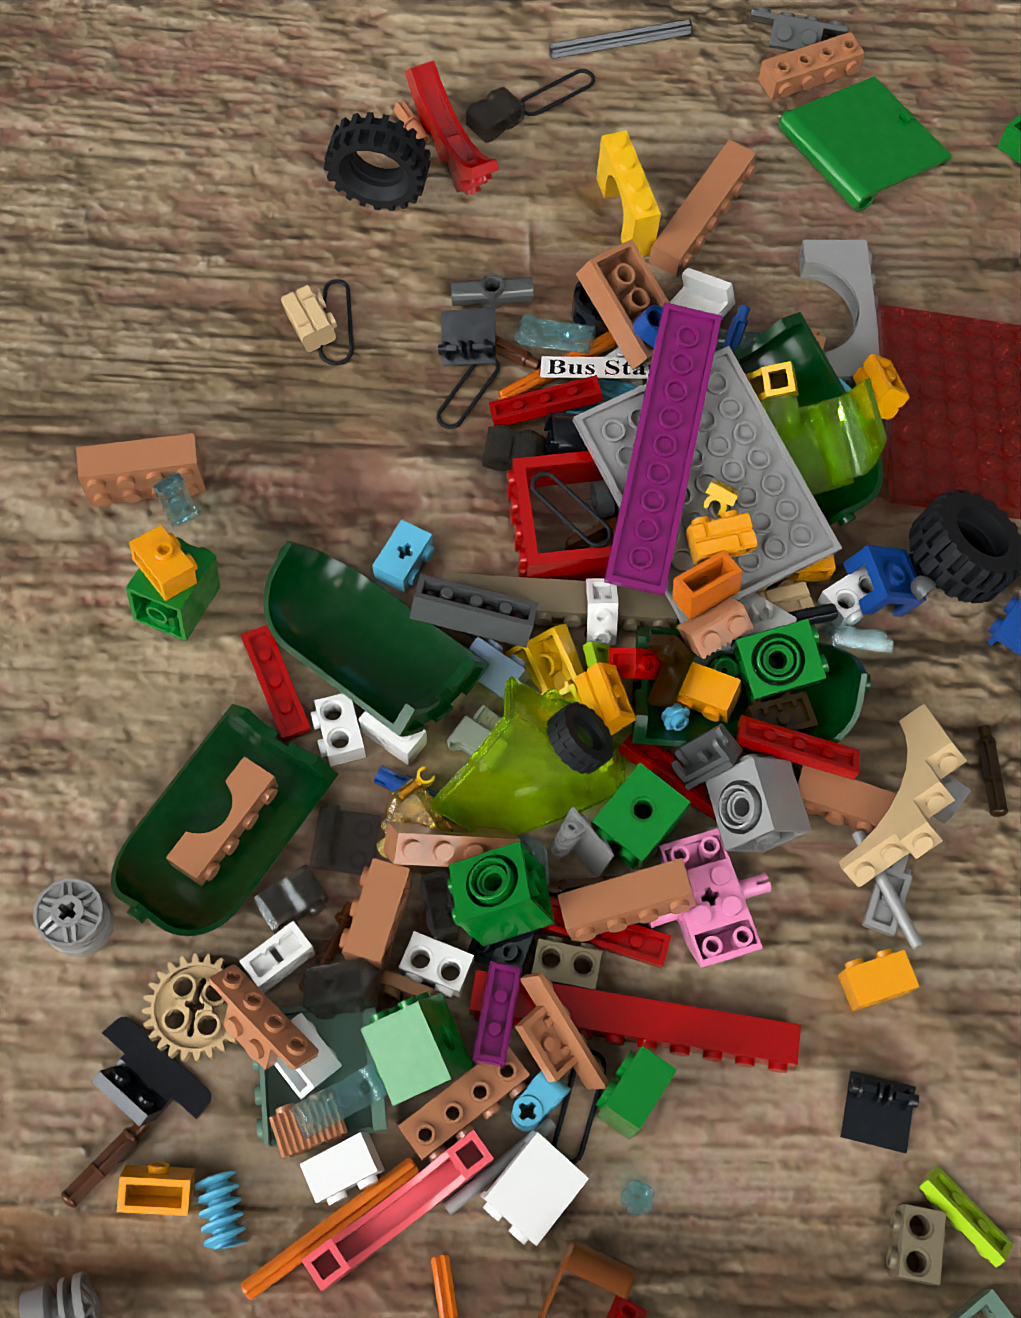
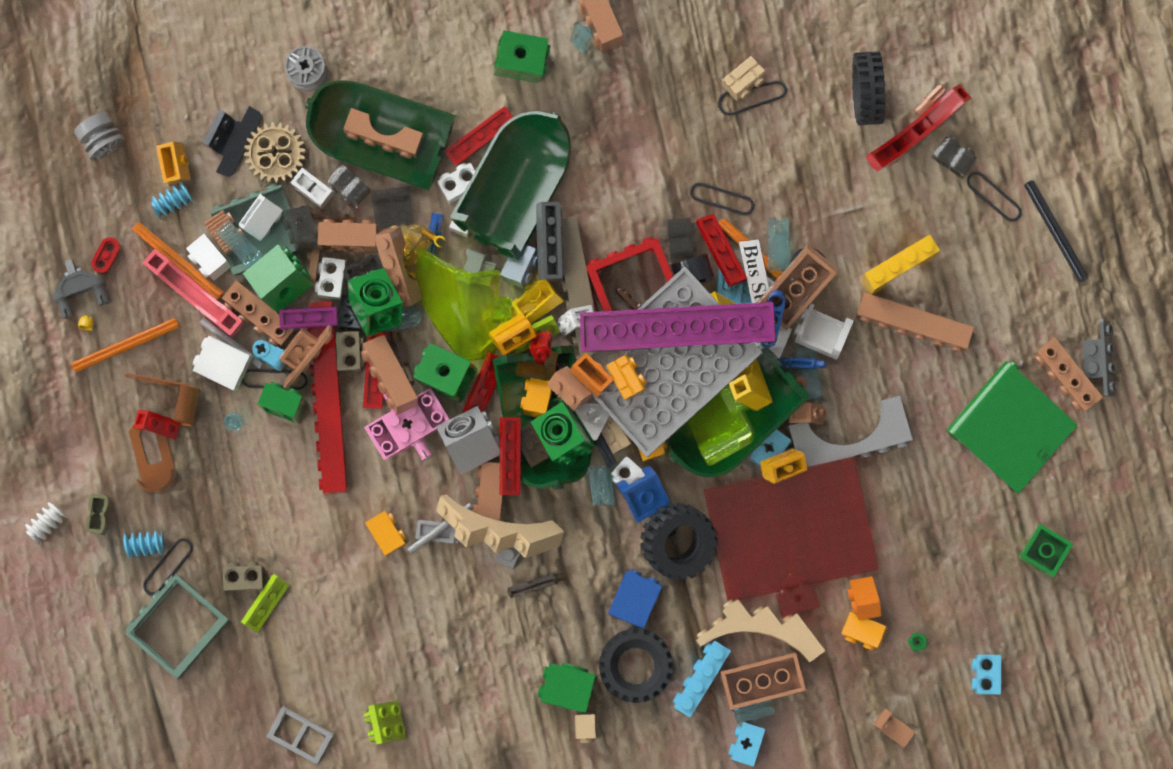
camera: 80 degrees right, 15 degrees up
(102, 1165) = (180, 130): reddish brown piece -> none
(164, 562) = (523, 46): light orange brick -> none
(260, 1023) = (270, 188): nougat bracket -> none
(403, 556) = (594, 186): medium azure brick -> none
(468, 337) = (757, 187): black hinge -> none
(479, 291) = (797, 182): dark grey piece -> none
(516, 354) = (760, 211): reddish brown piece -> none
(563, 736) = (470, 311): black tyre -> none
(579, 837) = (426, 337): light grey hinge -> none
(582, 503) = (623, 279): black piece -> none
(675, 717) = (516, 382): medium azure plate -> none
(706, 756) = (490, 404): dark grey hinge -> none
(721, 493) = (656, 370): yellow tile -> none
(878, 1112) = (311, 546): black hinge -> none
(922, 586) = (640, 515): dark grey hinge -> none

